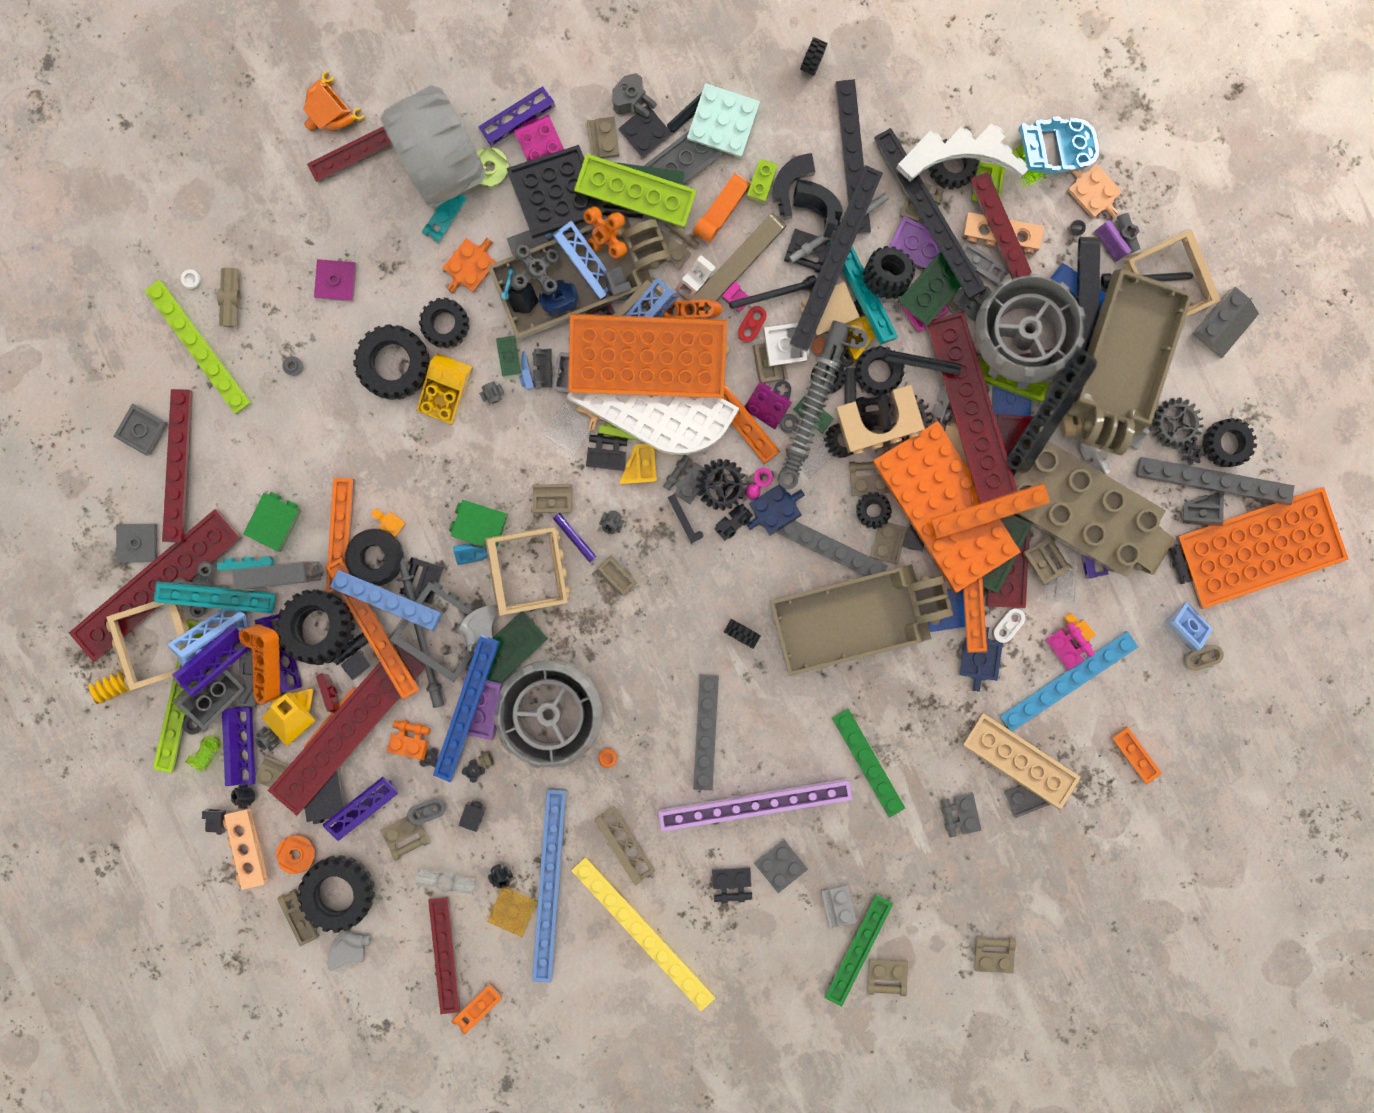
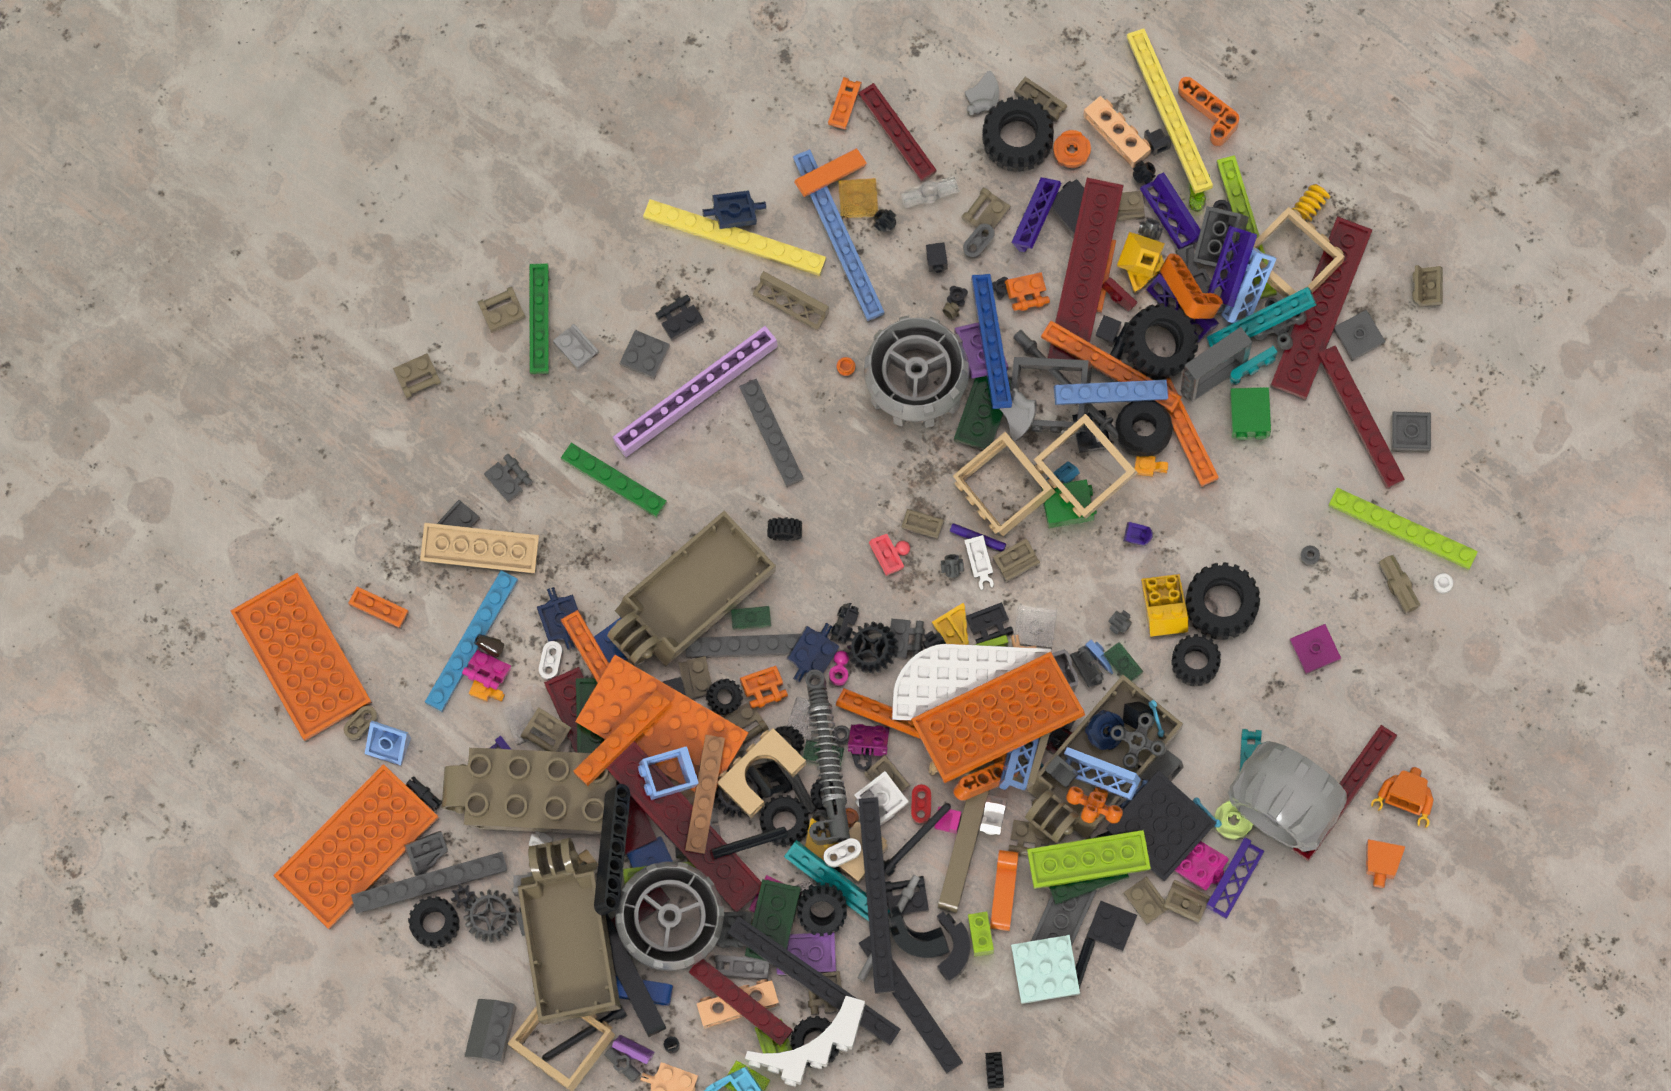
camera: 155 degrees right, 15 degrees down
(48, 554) = (1428, 286): none -> dark tan bracket
(153, 828) = (1205, 108): none -> orange beam
(187, 841) = (1169, 111): none -> light yellow plate
(381, 62) = (1382, 861): none -> orange torso
(415, 551) = (1055, 482): none -> tan window
(432, 464) = (1138, 534): none -> dark purple plate
(469, 265) = (1203, 724): orange plate -> none
(512, 201) = (1197, 801): none -> medium azure hinge
(525, 948) = (830, 172): none -> orange tile
(569, 117) = (1186, 901): none -> dark tan plate
(584, 515) = (979, 559): none -> white plate
(630, 959) = (734, 209): none -> dark blue plate
(631, 96) = (1138, 948): dark grey hinge -> none
(662, 564) = (888, 554): none -> coral plate
(664, 462) = (933, 639): none -> black gear
(693, 537) = (894, 604): black hinge -> none
(812, 571) = (751, 617): none -> clear green plate
(834, 507) = (762, 681): none -> orange plate
(845, 309) = (842, 852): none -> white plate
(940, 424) = (704, 794): none -> medium nougat plate
(945, 455) = (686, 766): none -> light blue window
(1056, 667) = (489, 644): none -> dark brown cone
(1227, 747) = (300, 656): none -> orange plate

